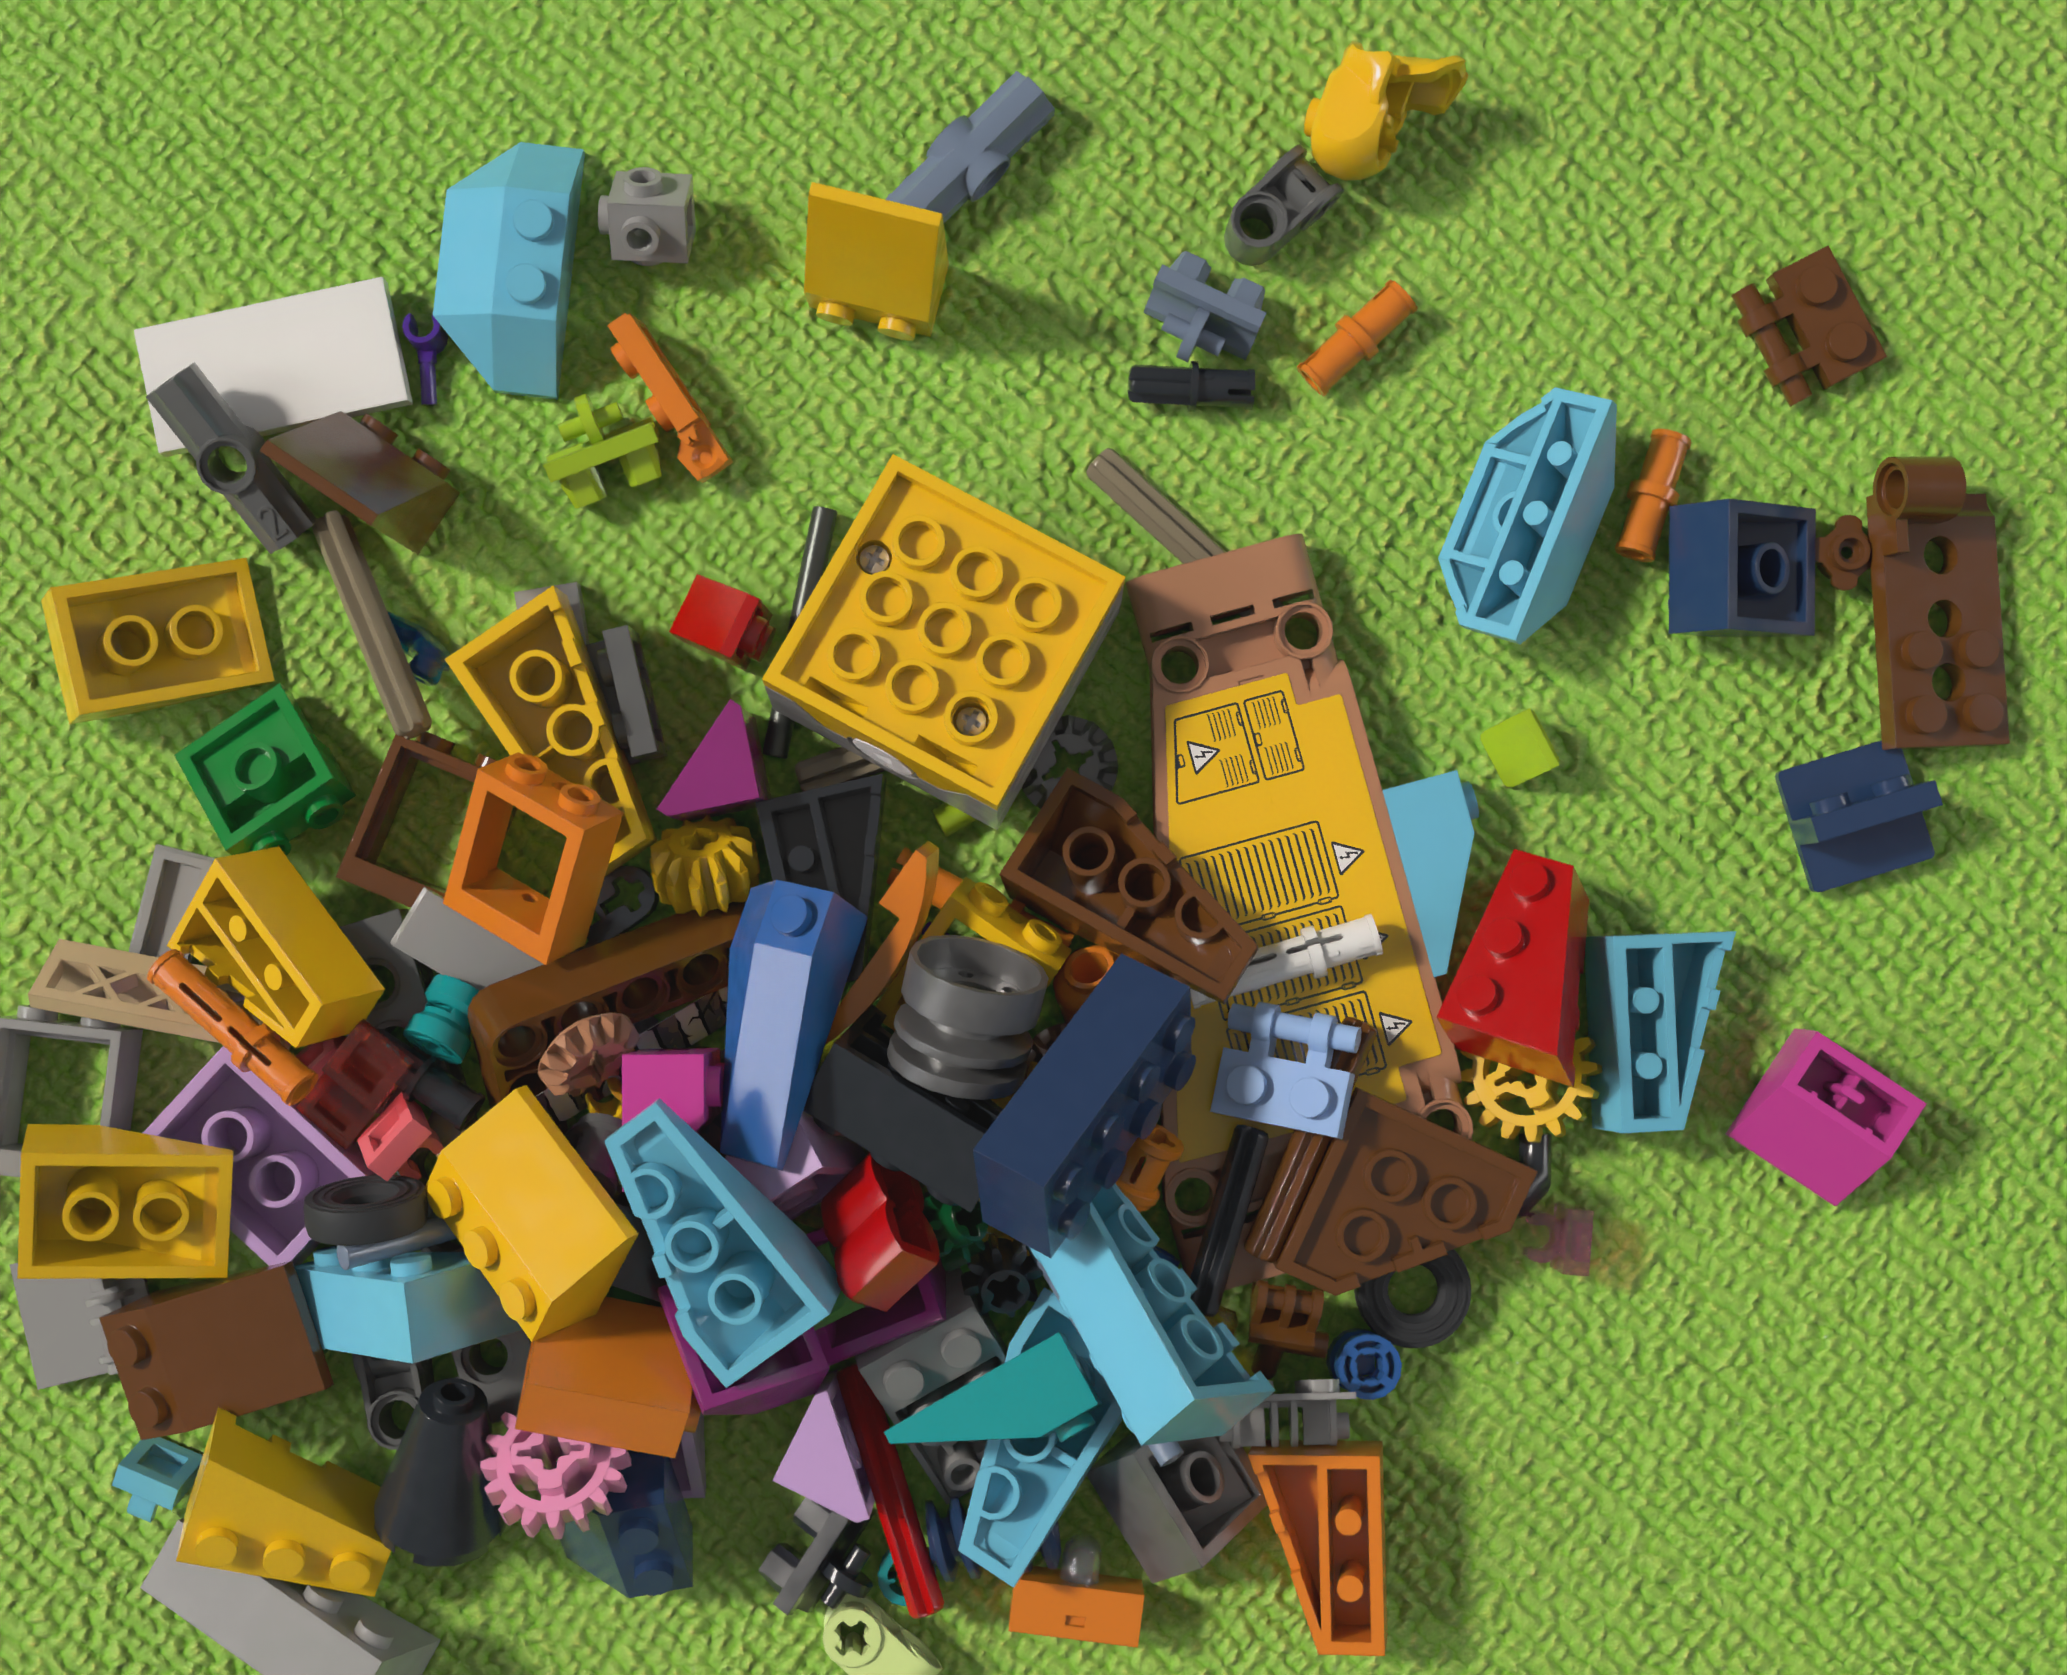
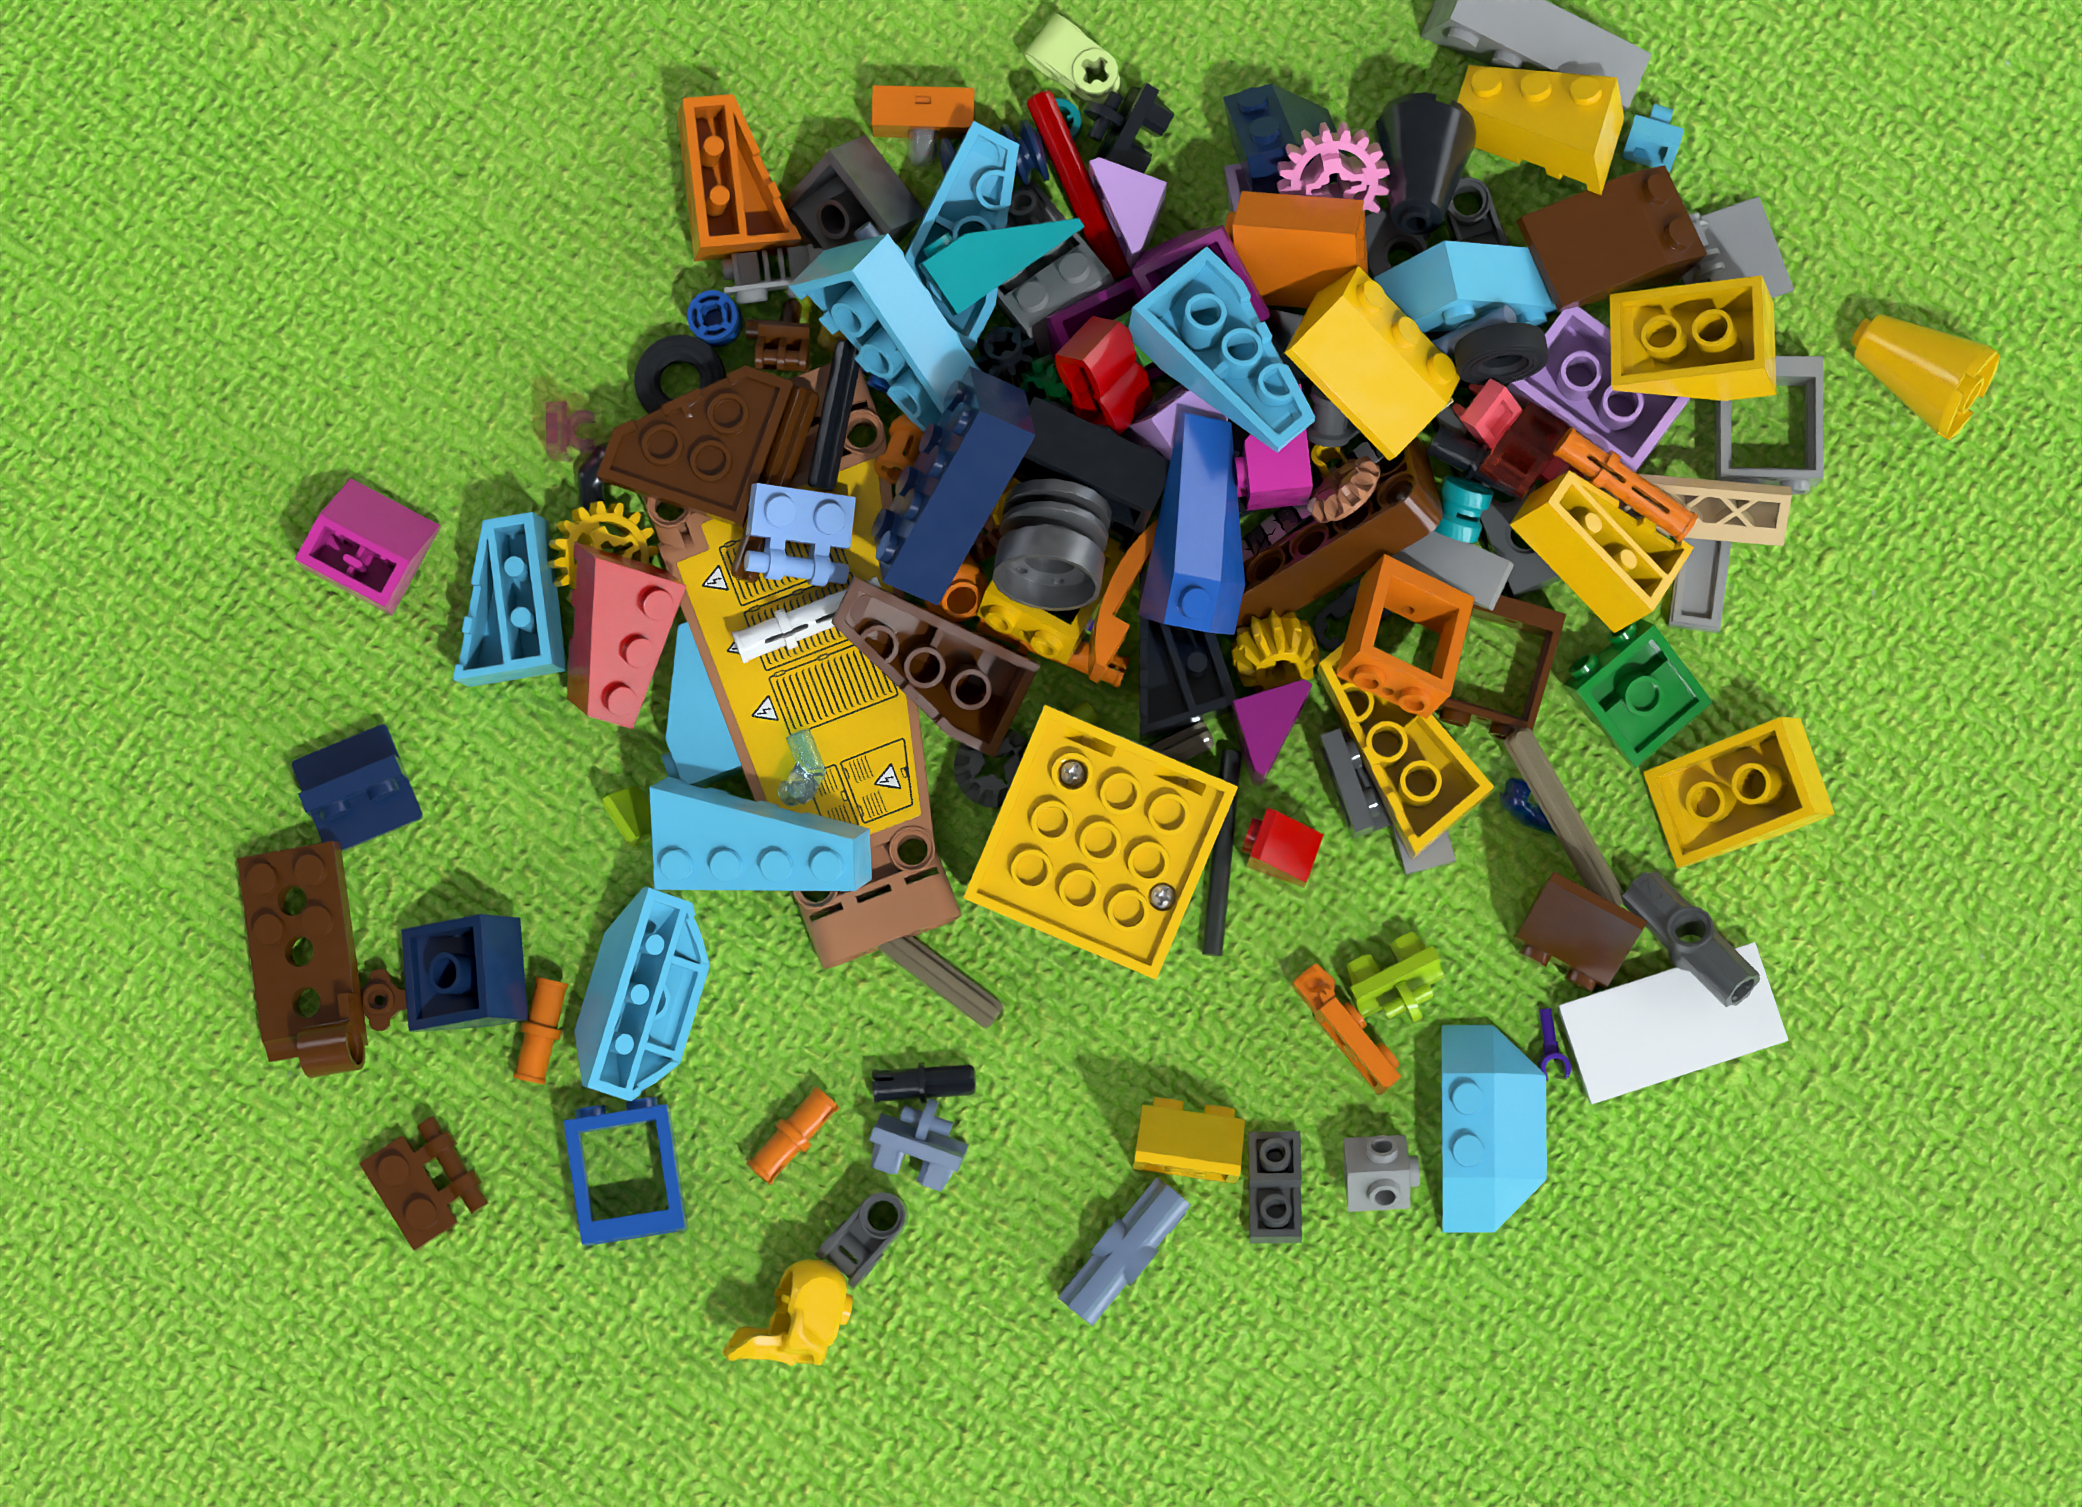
camera: 175 degrees right, 5 degrees down
(777, 221) = (1275, 1187): none -> dark grey slope
(1303, 768) = (806, 773): none -> clear light blue arm
(1382, 678) = (740, 844): none -> medium azure wedge
(1561, 247) = (632, 1226): none -> blue window

